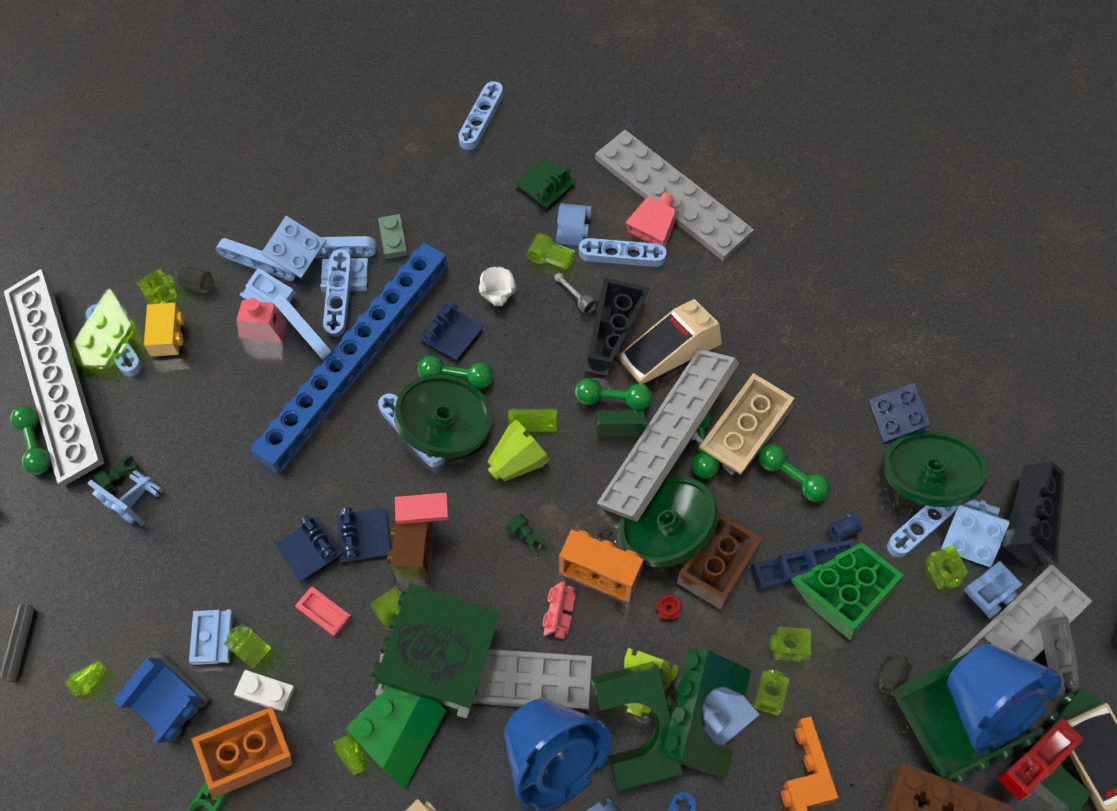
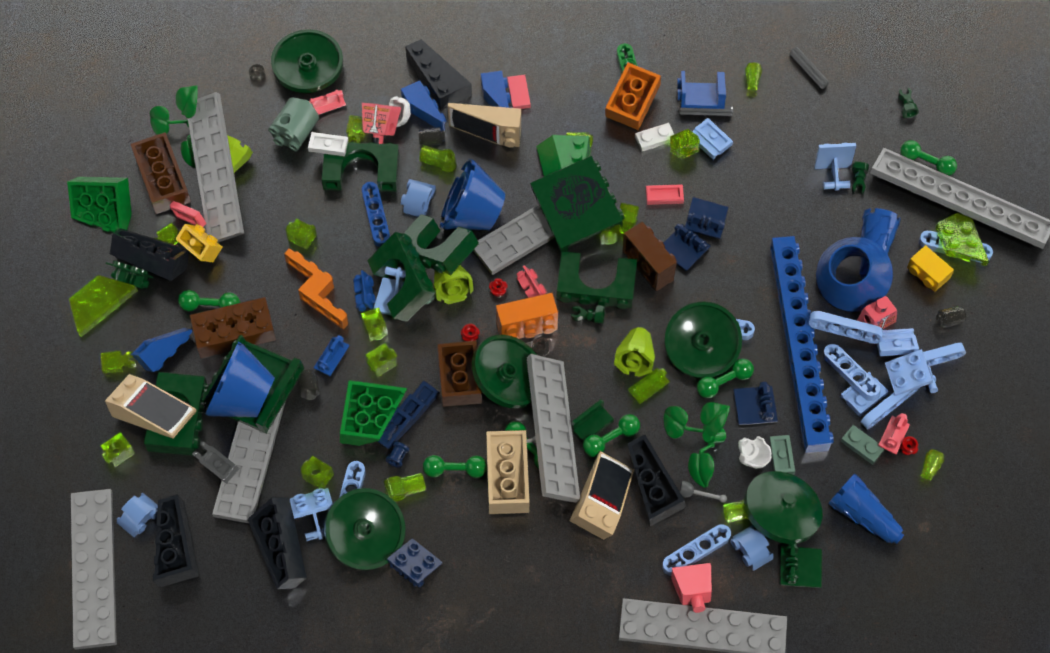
camera: 140 degrees right, 0 degrees up
(150, 287) = (969, 286): clear neon green brick -> none
(179, 389) = (881, 229): none -> blue cone
(232, 387) = (859, 295): none -> blue cone
(353, 179) = (932, 463): none -> clear neon green cone
(355, 202) = (909, 441): none -> red plate
(363, 219) = (894, 433): none -> coral hinge
(421, 508) = (654, 259): coral tile -> none
(450, 186) = (865, 509): none -> blue cone
(469, 274) = (782, 454): none -> sand green plate
(475, 531) = (617, 294): none -> dark green arch
(482, 115) = (904, 588): light blue beam -> none
(518, 225) = (783, 507): none -> dark green dish
(521, 300) = (713, 417): none -> green plant
(596, 644) = (498, 291): none -> red plate
(745, 755) = (363, 283): none -> blue hinge
(845, 694) = (332, 355): none -> blue hinge
(867, 492) = (399, 487): none -> clear neon green piece
(993, 588) = (281, 474): medium blue cylinder -> none
(1040, 759) = (194, 380): red slope -> none

